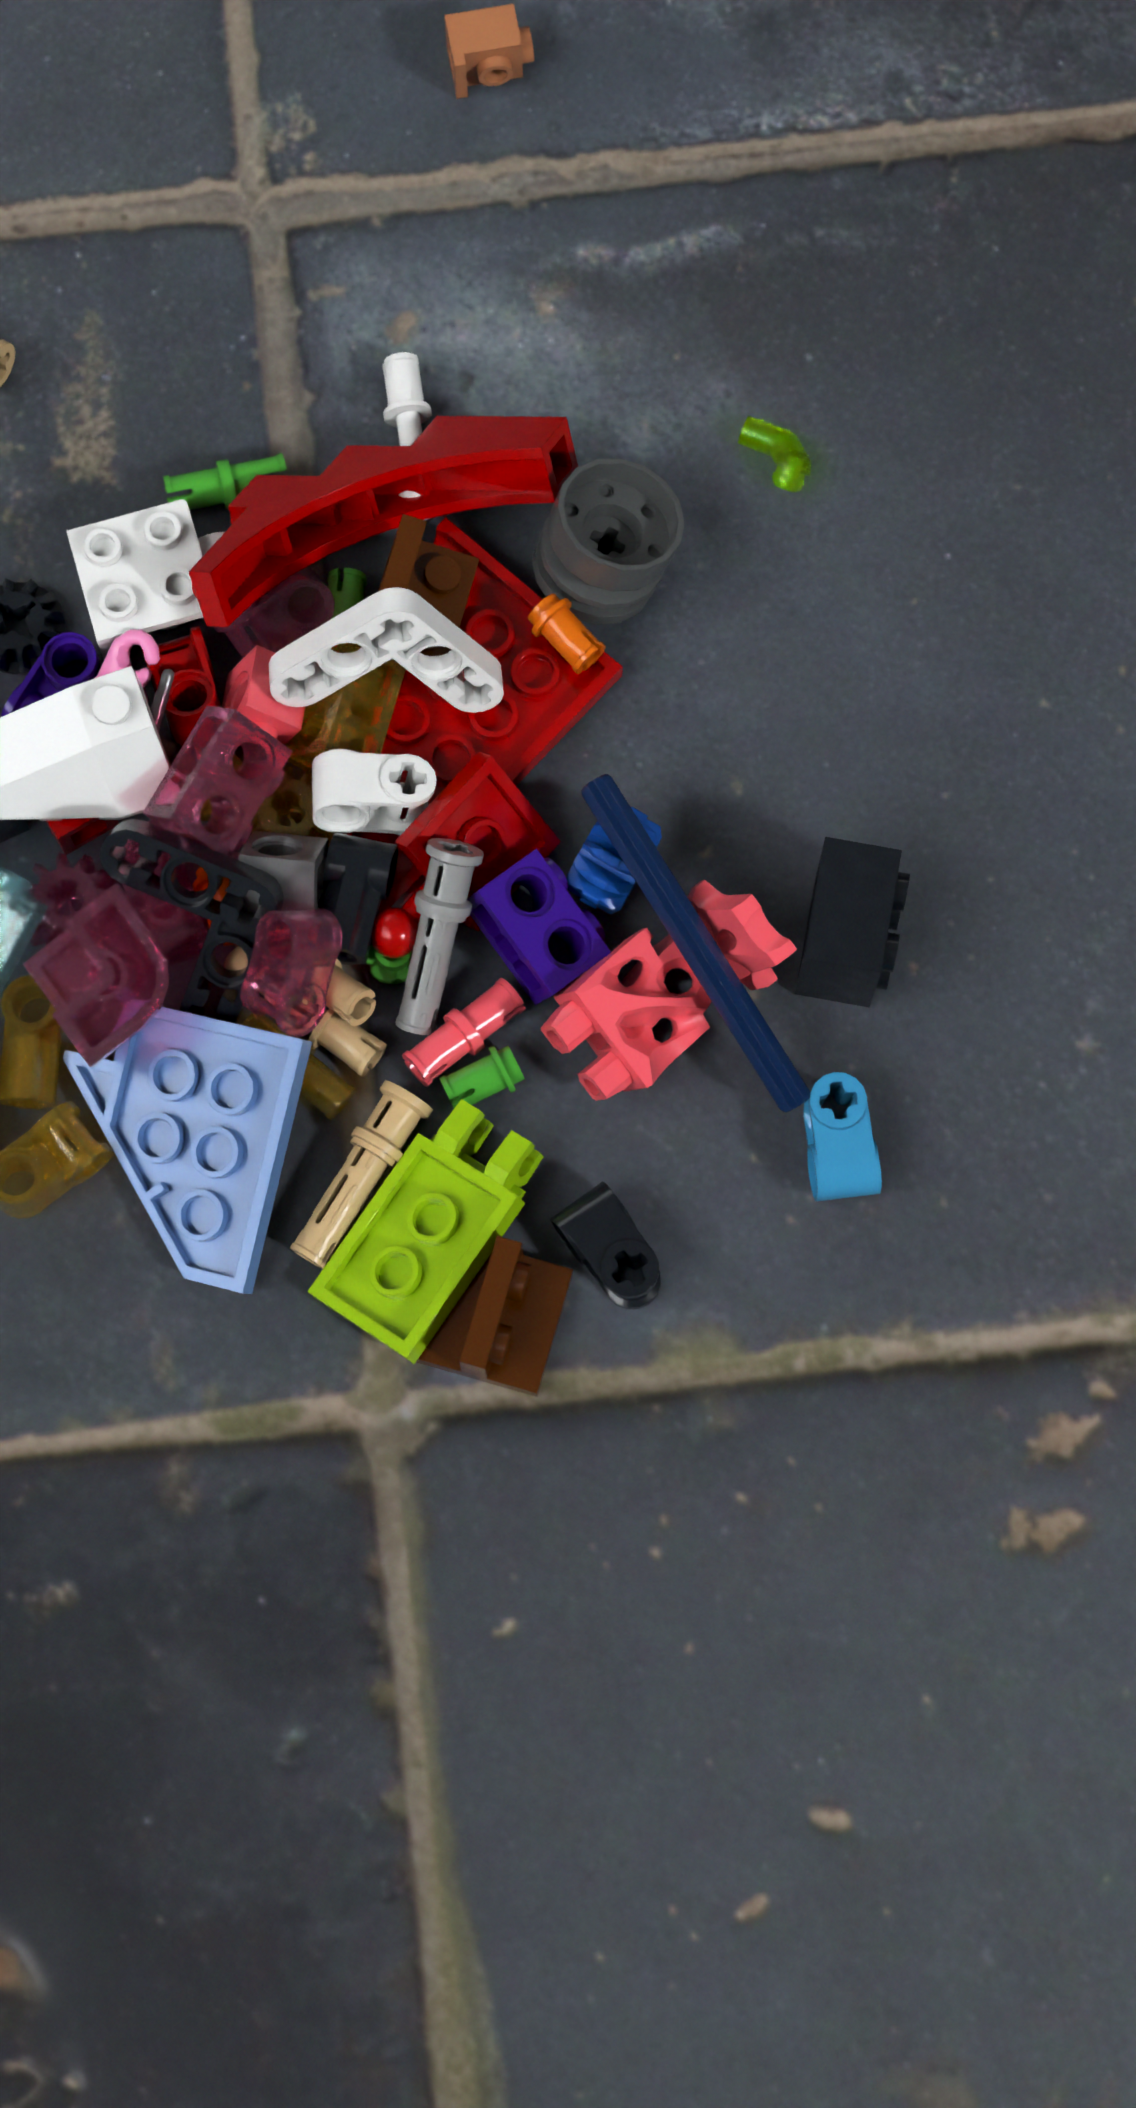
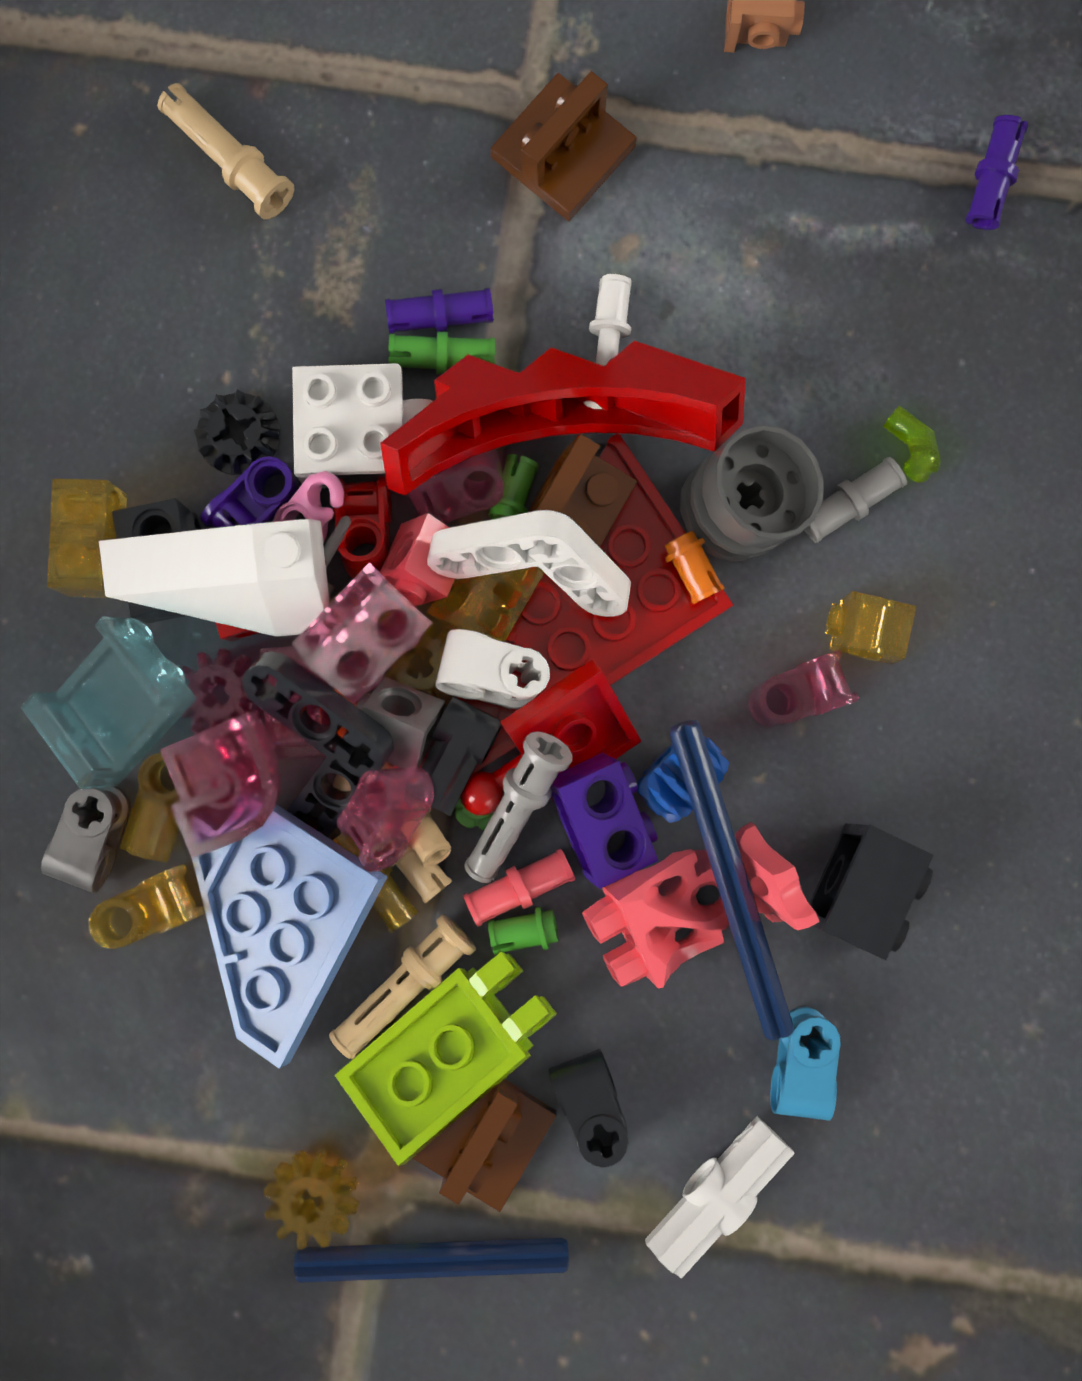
camera: 15 degrees right, 10 degrees up
(211, 440) = (439, 310): none -> dark purple pin
(306, 234) = (565, 143): none -> reddish brown bracket
(324, 1409) = (302, 1215): none -> clear yellow gear
(472, 1470) = (431, 1260): none -> dark blue axle
(725, 526) = (855, 498): none -> light grey pin
(736, 736) = (810, 689): none -> clear pink piece
(781, 654) = (870, 627): none -> clear yellow brick
(781, 1308) = (719, 1197): none -> white piece
(788, 150) = (996, 172): none -> dark purple pin

